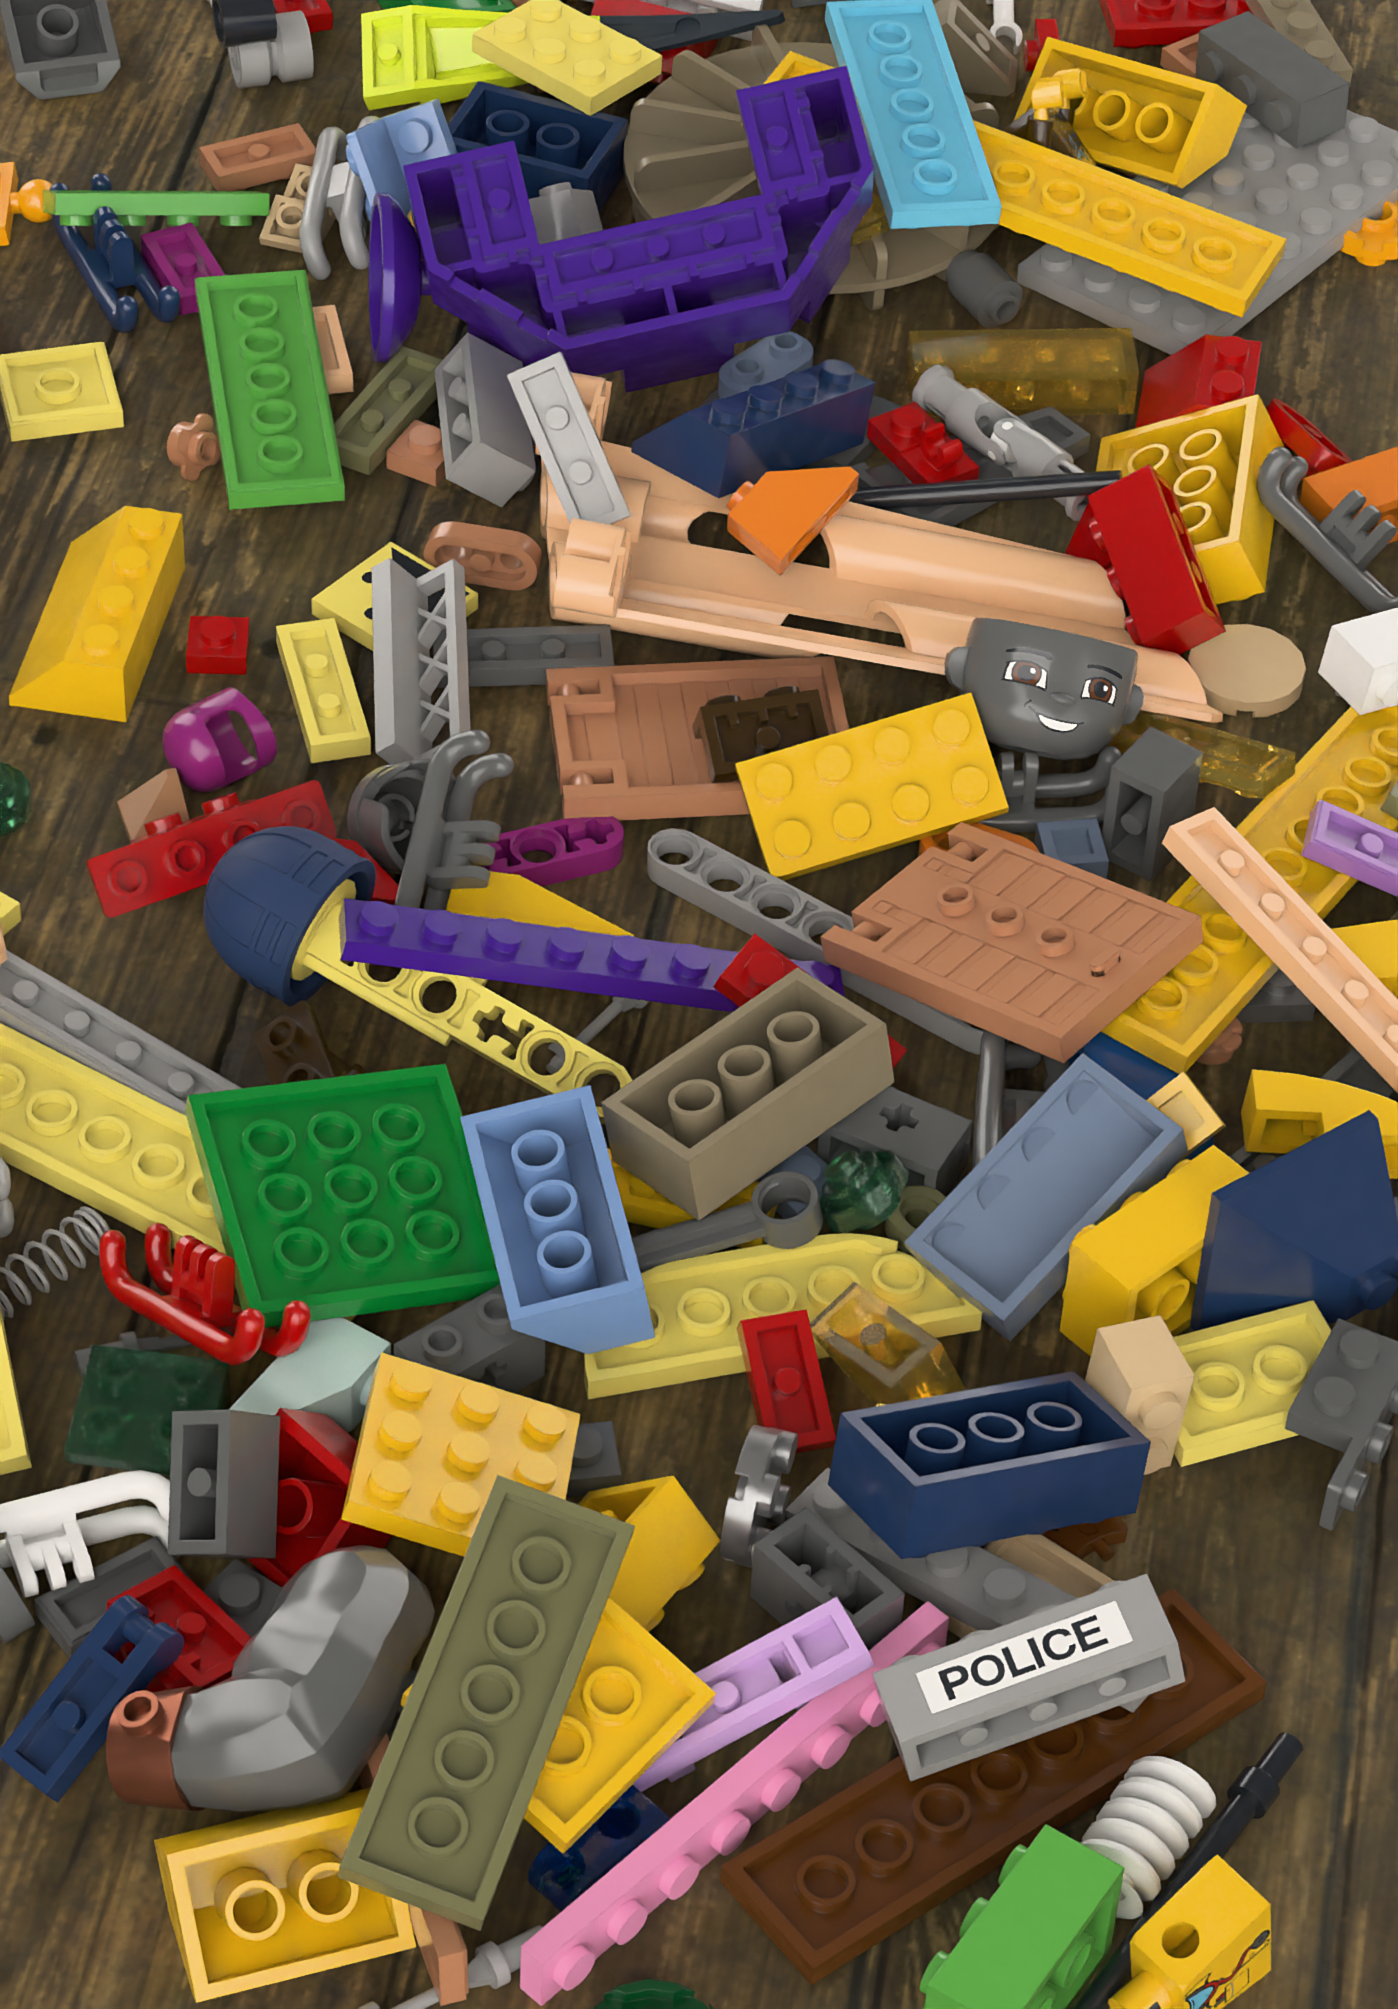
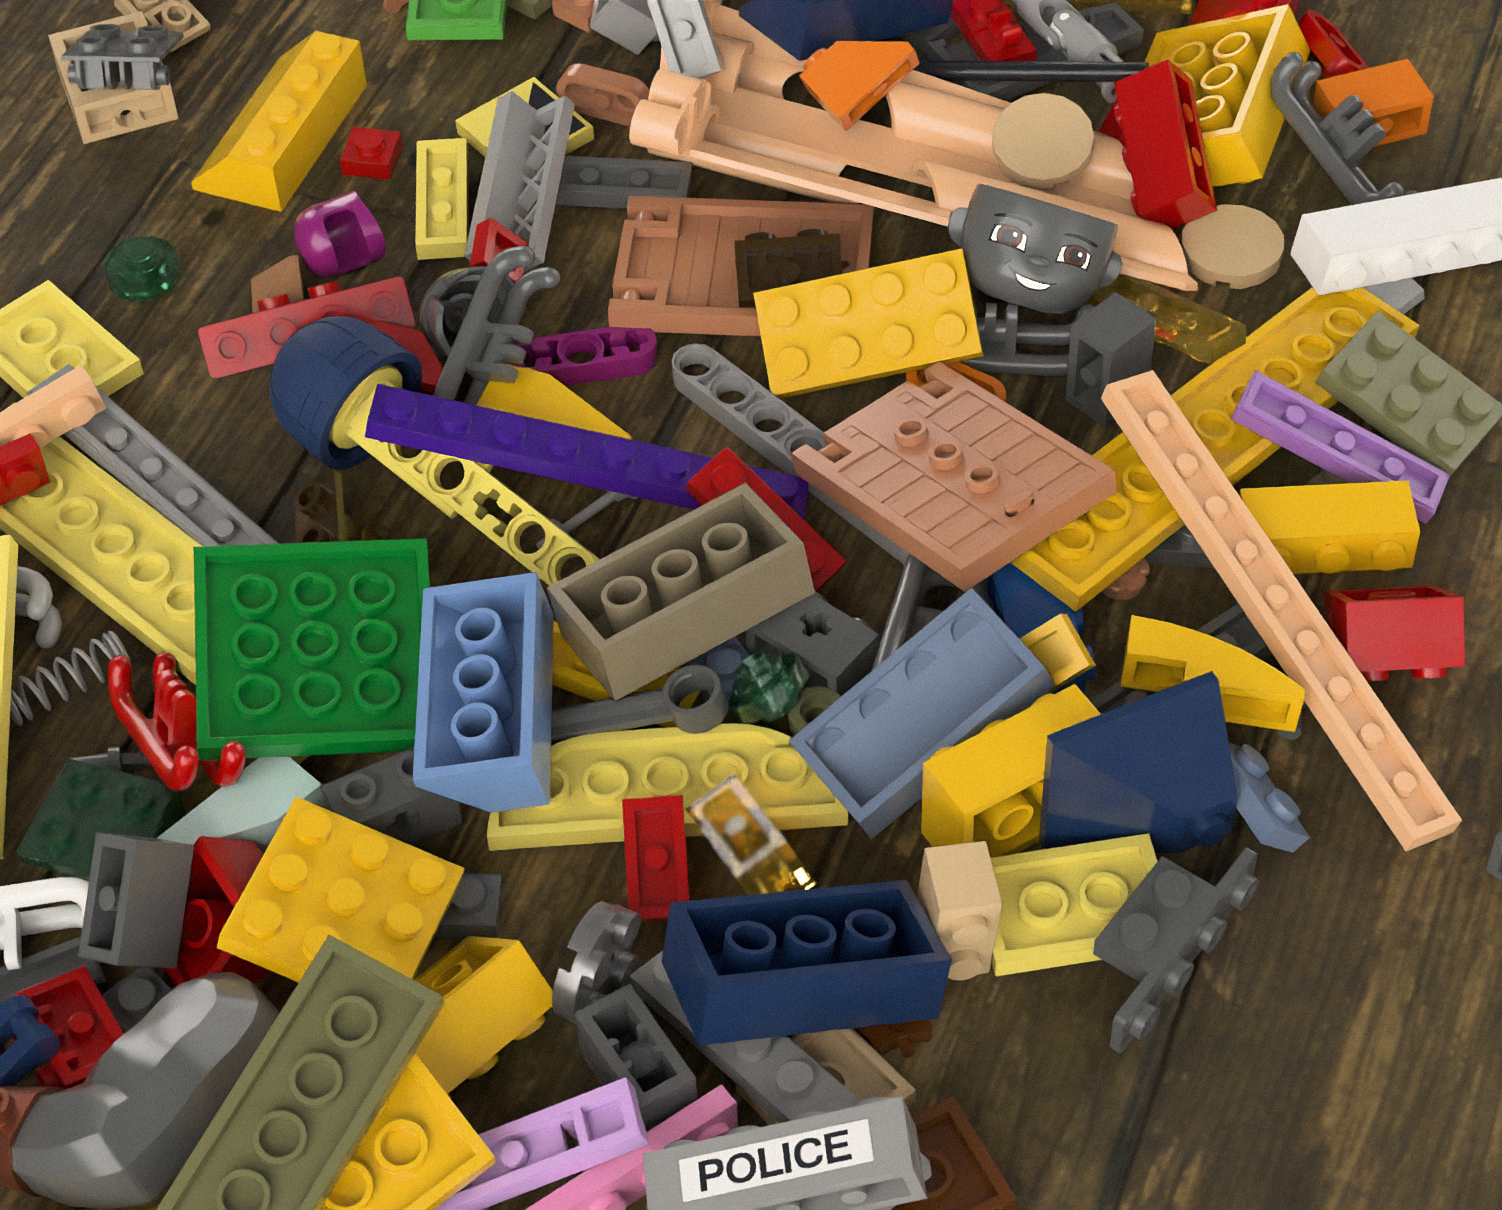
camera: 15 degrees right, 5 degrees up
(415, 734) = (491, 240): none -> red plate
(1014, 568) = (1043, 140): none -> tan tile
(1074, 843) = (1038, 392): sand blue plate -> none

